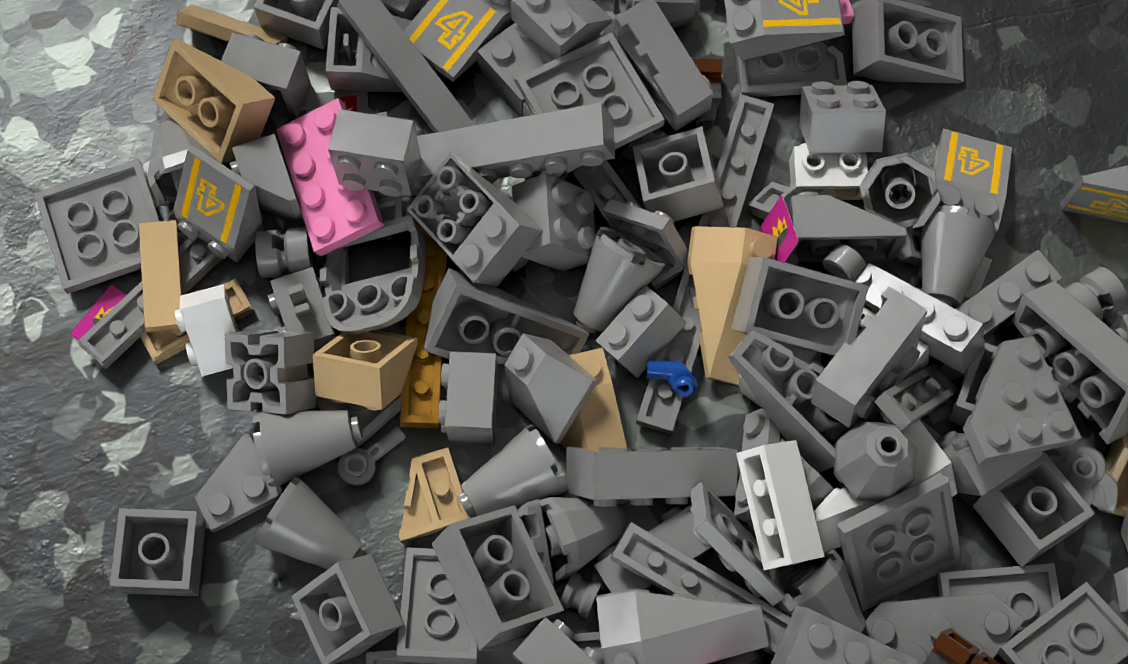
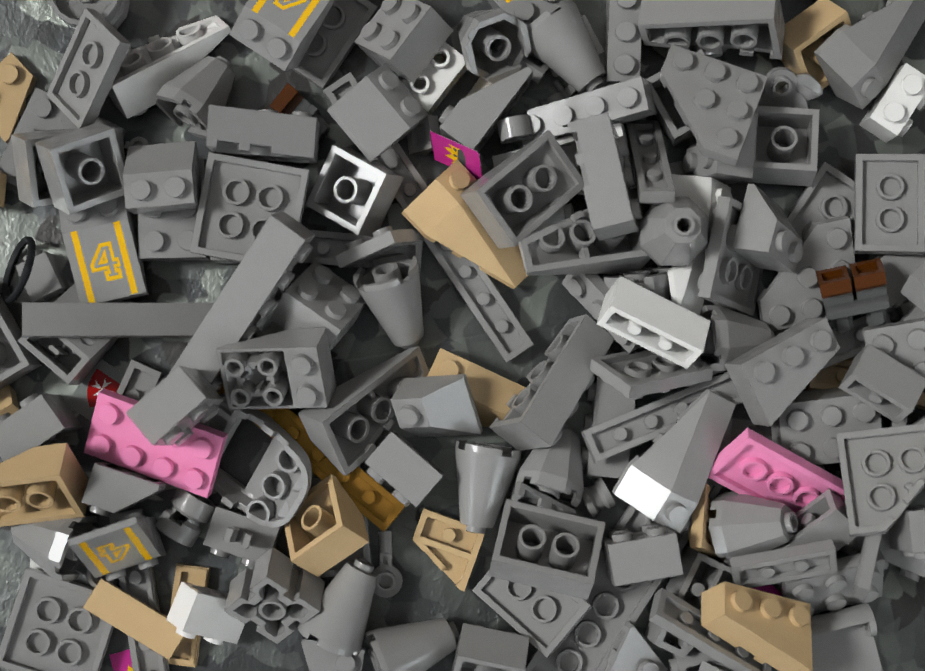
camera: 50 degrees left, 15 degrees up
(641, 331) = (448, 310): light grey brick -> none
(675, 374) = (497, 310): blue arm -> none
(760, 144) = (377, 112): none -> light grey slope
(944, 551) = (766, 234): none -> light grey slope

